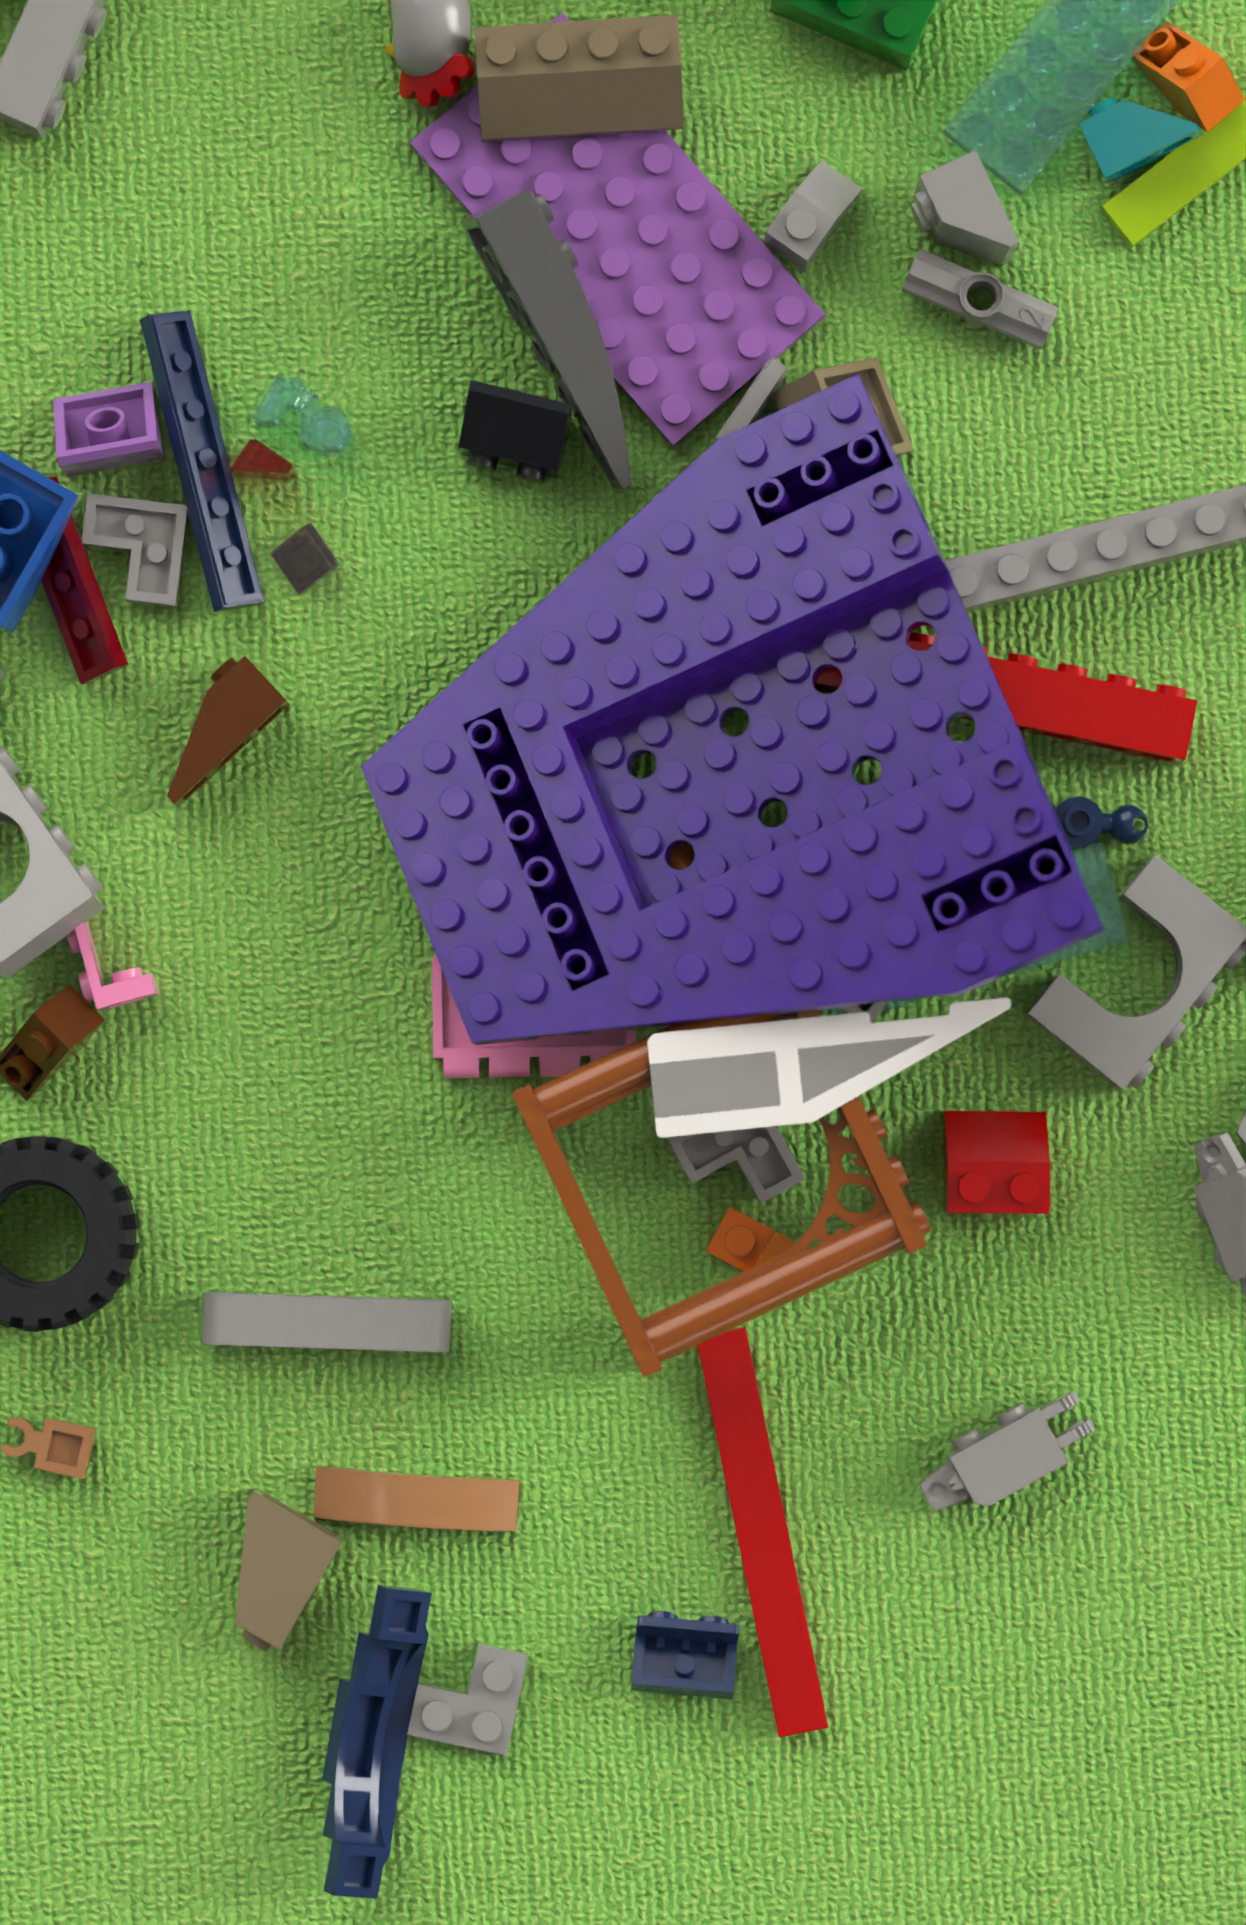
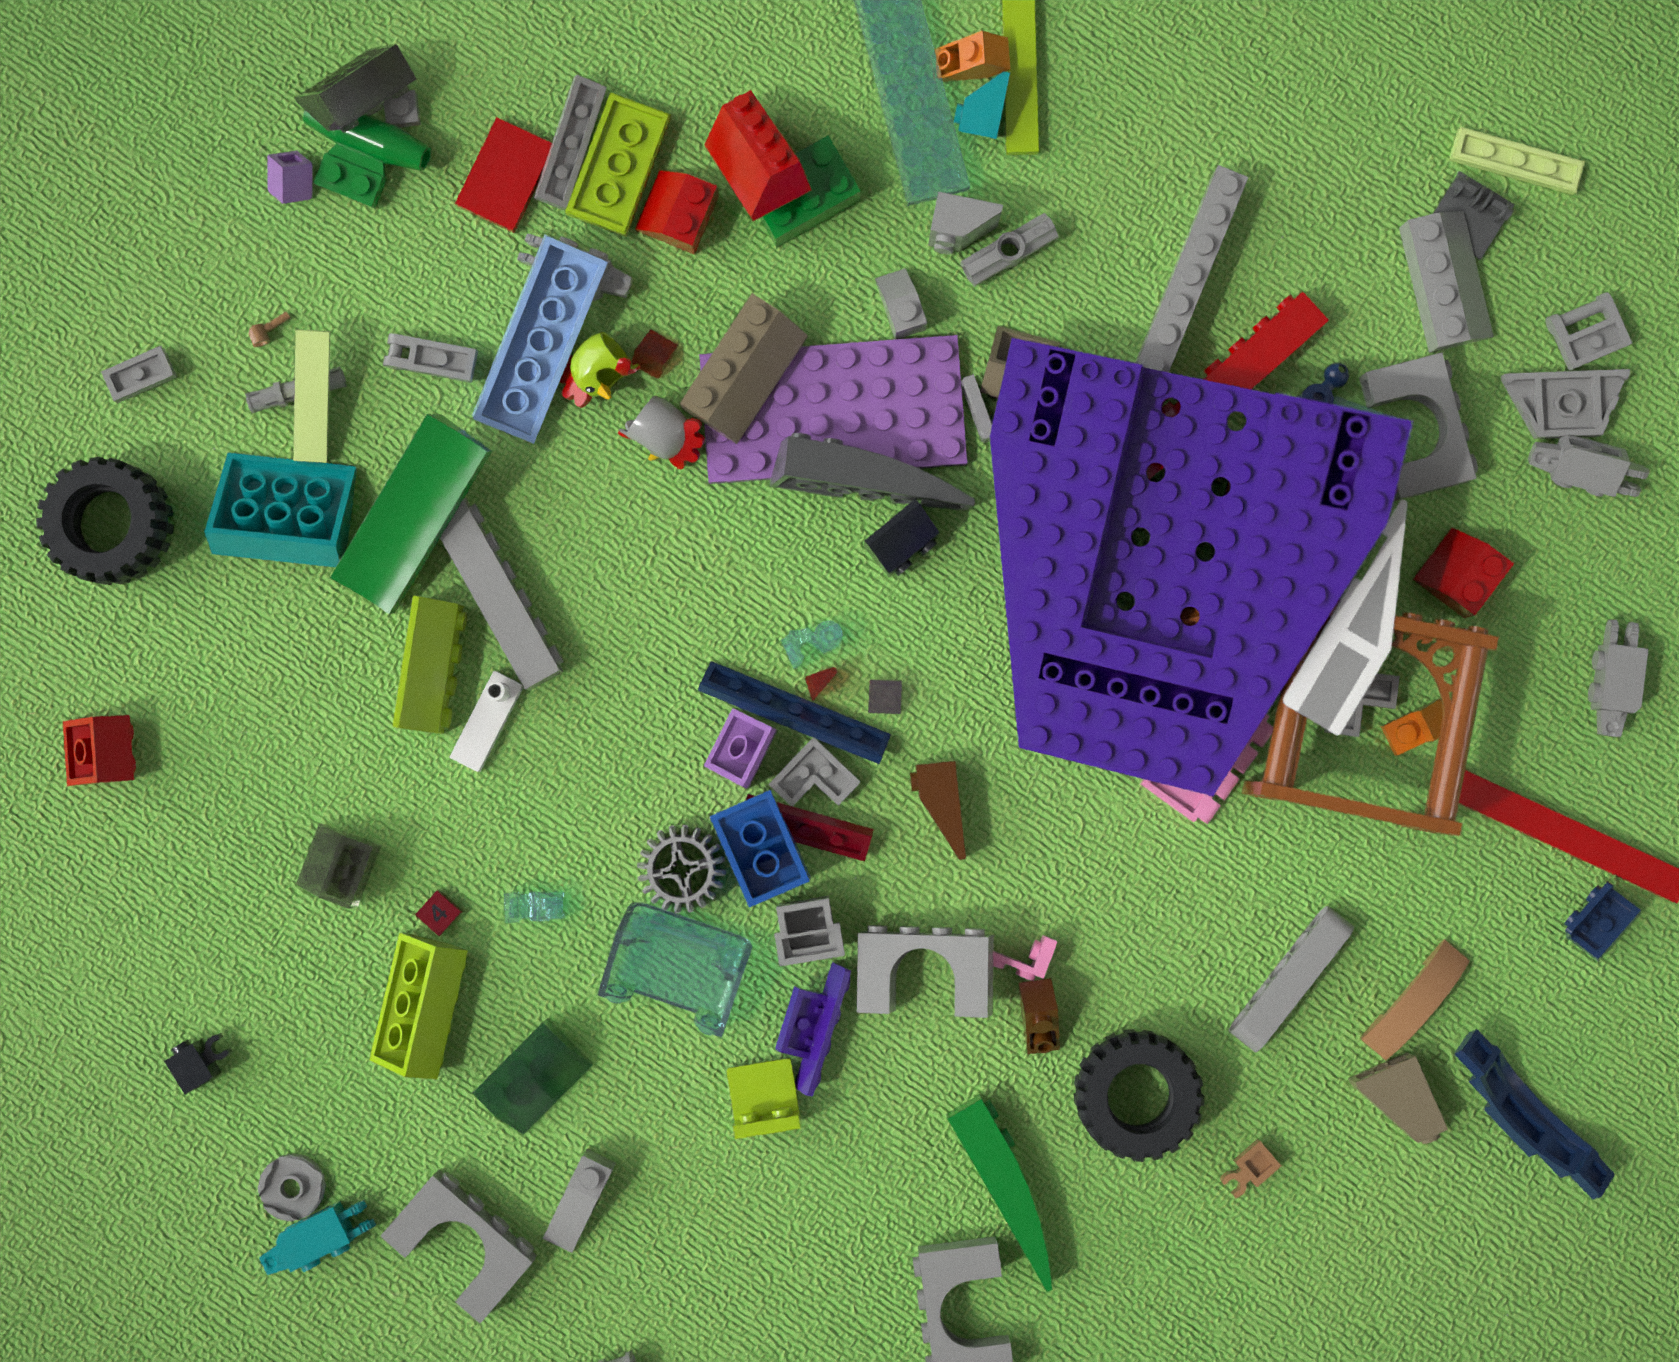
camera: 50 degrees left, 0 degrees up
(477, 1718) = (1551, 1051): light grey plate -> none

